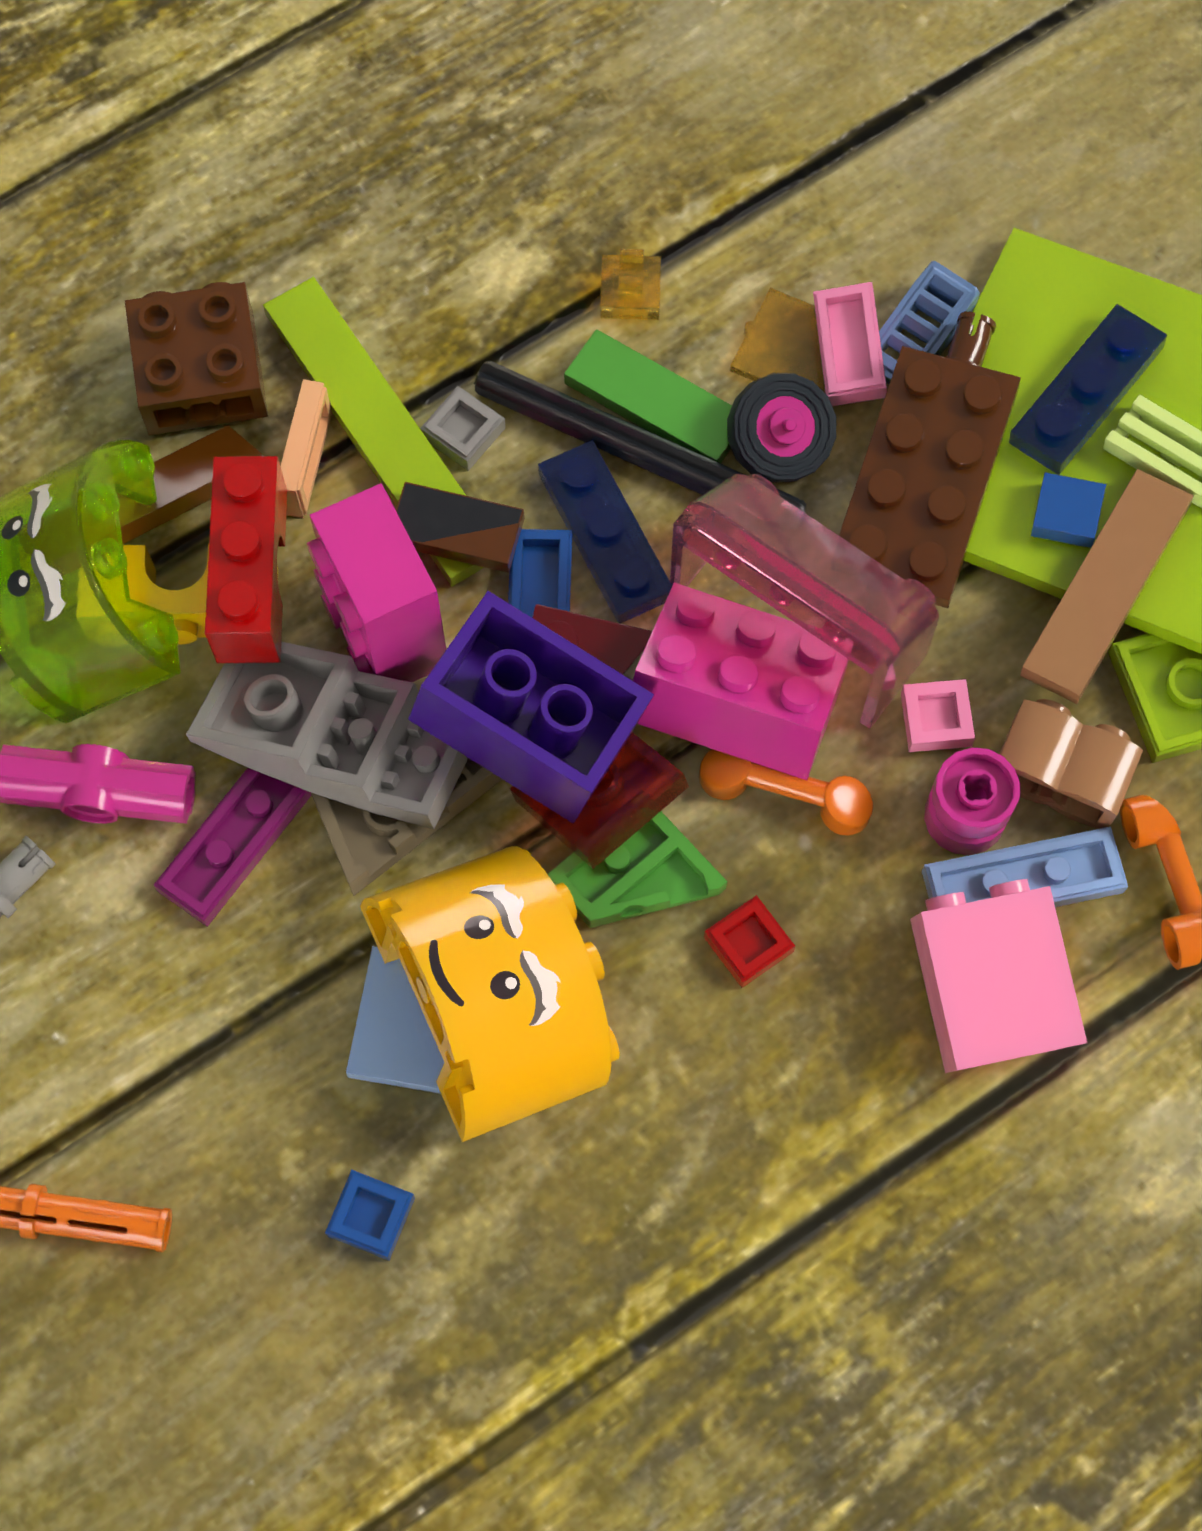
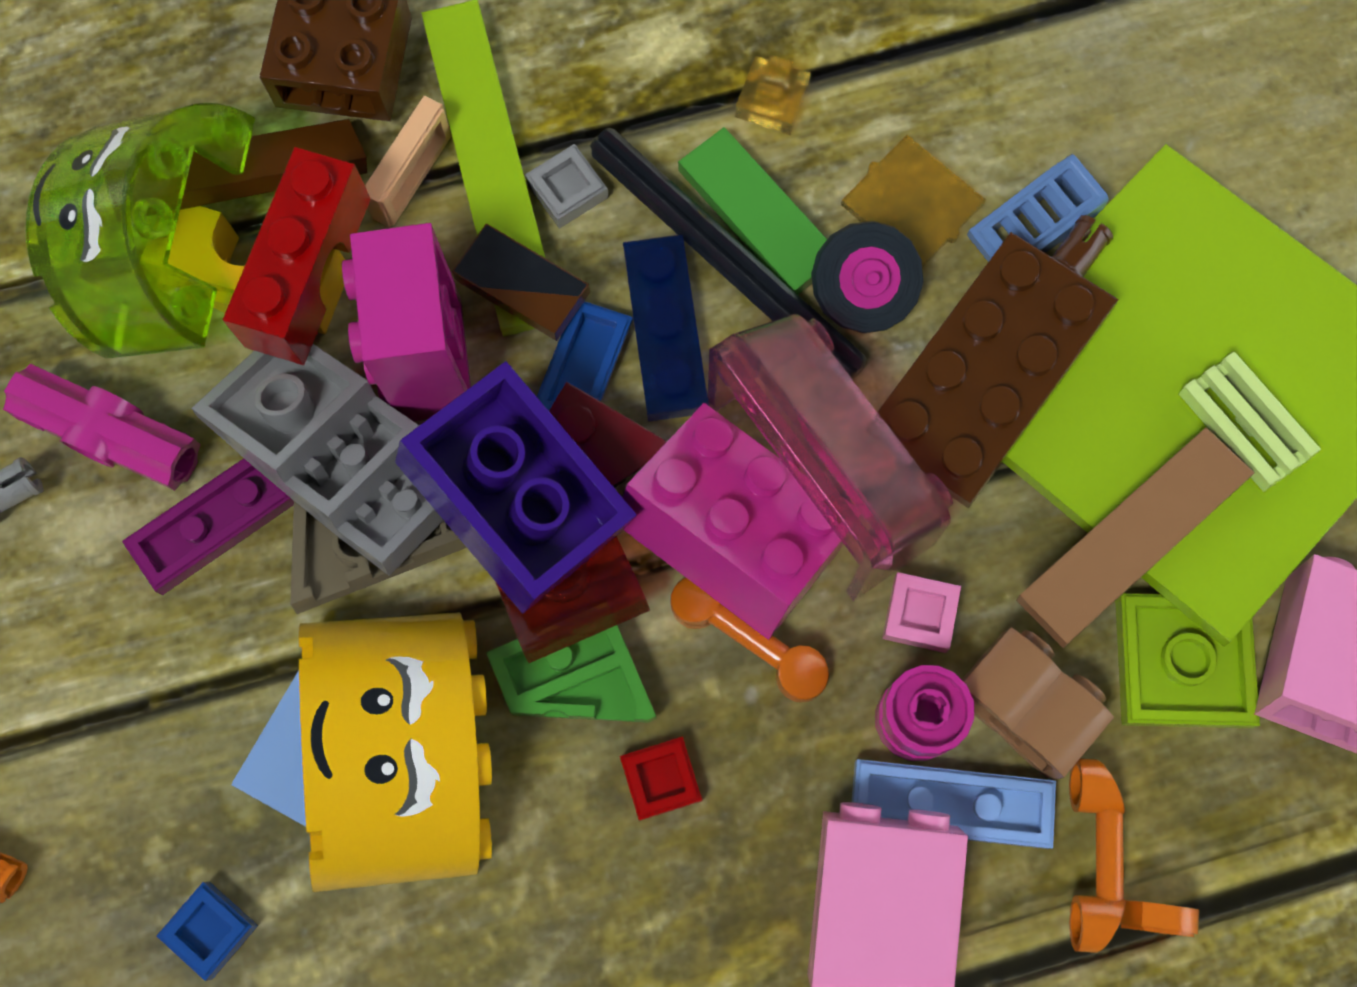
camera: 20 degrees right, 5 degrees up
(850, 344) = (963, 213): bright pink tile -> none
(1068, 510) = (1122, 447): blue tile -> none
(1087, 389) = (1184, 329): clear blue plate -> none

